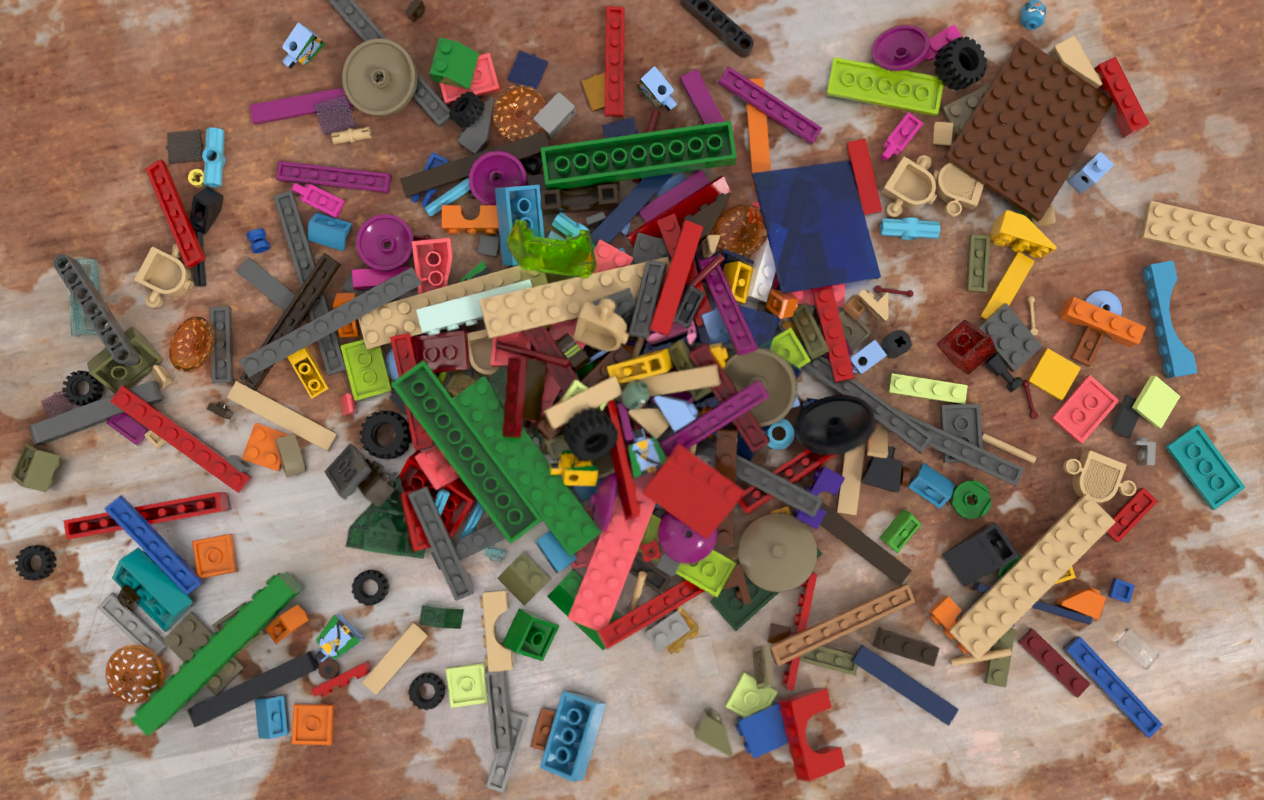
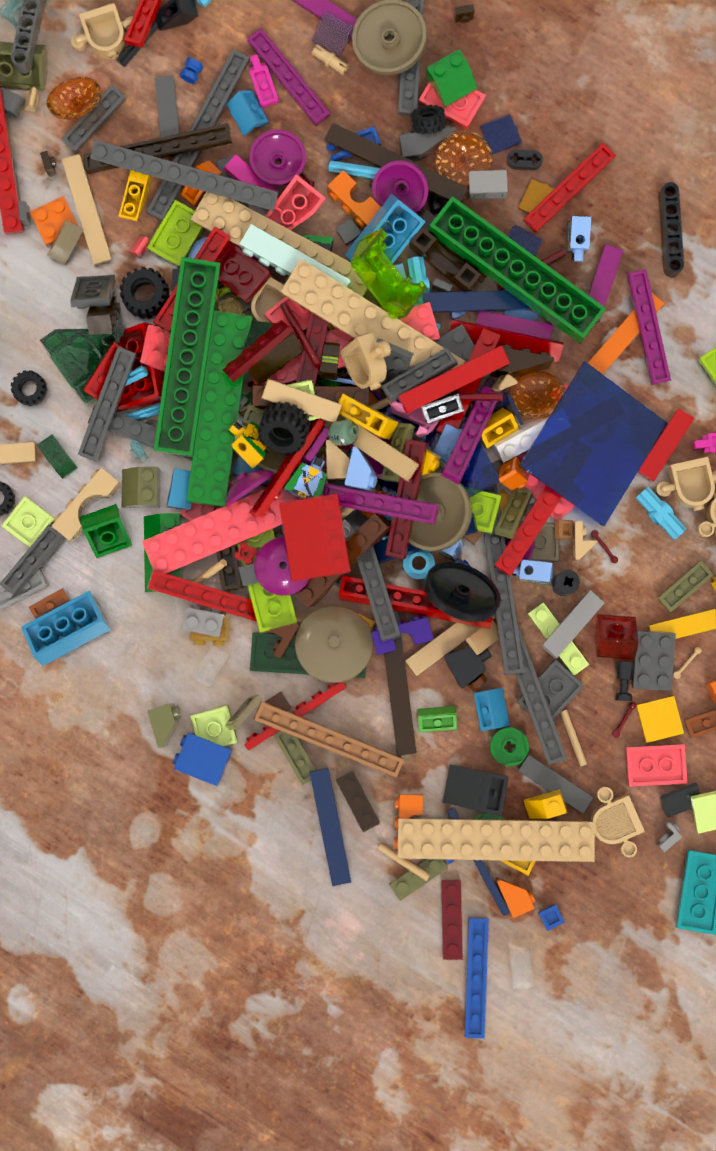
camera: 45 degrees right, 0 degrees up
(560, 69) = (523, 156): none -> black beam
(796, 714) = (232, 767): red arch -> none
(928, 368) = (572, 624): none -> light grey tile
(1028, 493) = (552, 781): none -> dark grey tile
(1039, 515) = (546, 805): none -> yellow slope
(1131, 514) = (612, 871): red plate -> none

